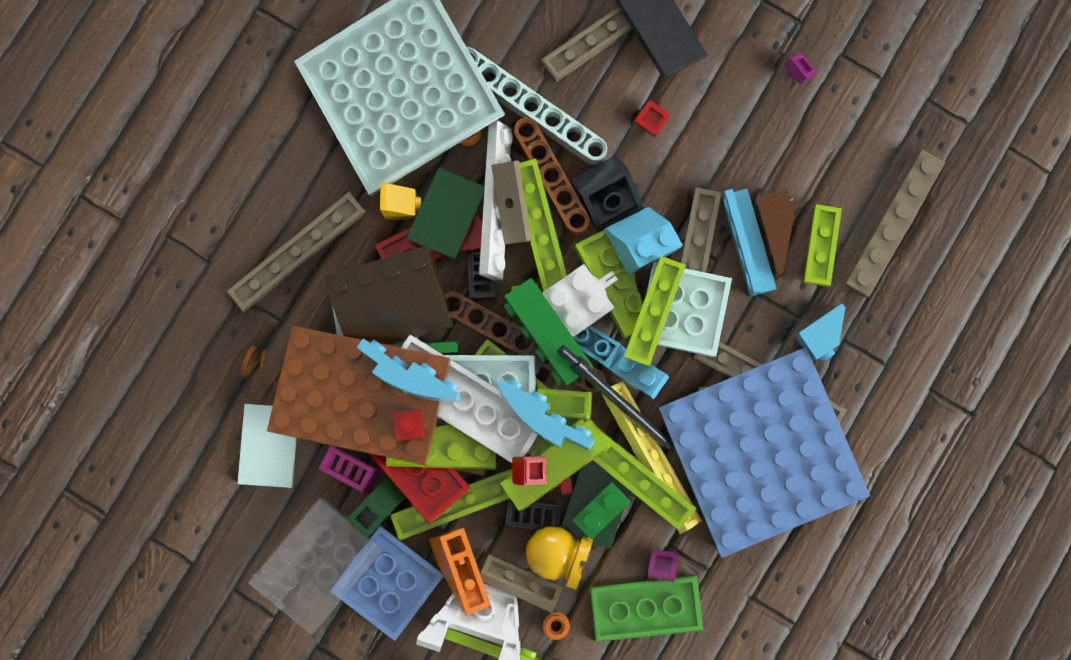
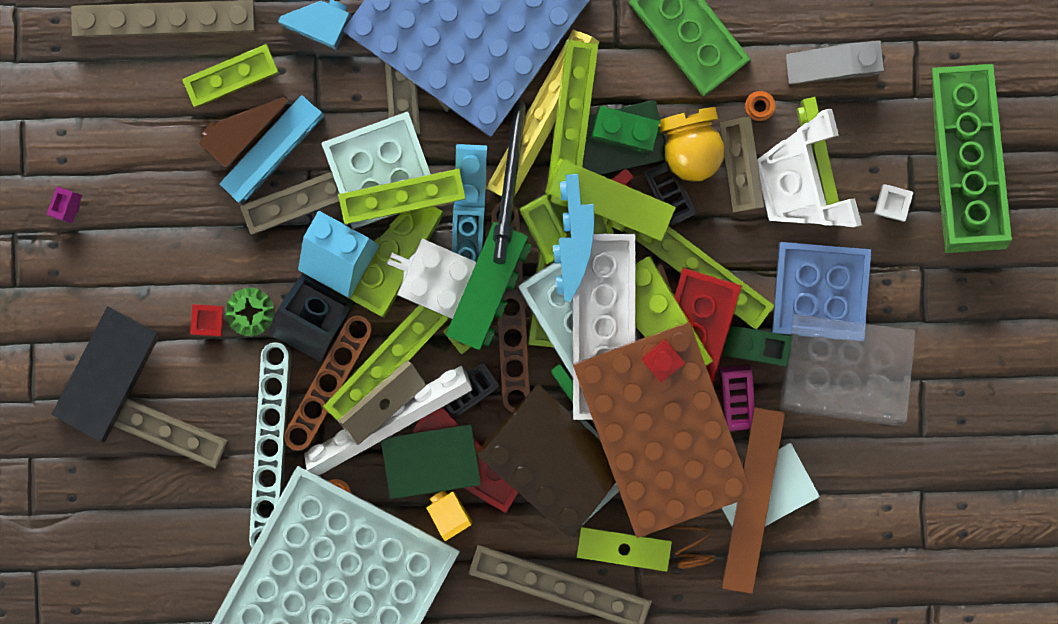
camera: 125 degrees left, 5 degrees up
(255, 423) = (752, 512): none -> dark orange tile
(305, 302) = (643, 552): none -> lime tile
(416, 381) = (615, 379): medium azure slope -> none
(460, 569) = (765, 229): orange slope -> none
(529, 470) = (632, 220): red slope -> none
(645, 164) = (260, 321): none -> bright green gear
(663, 565) = (638, 39): magenta plate -> none

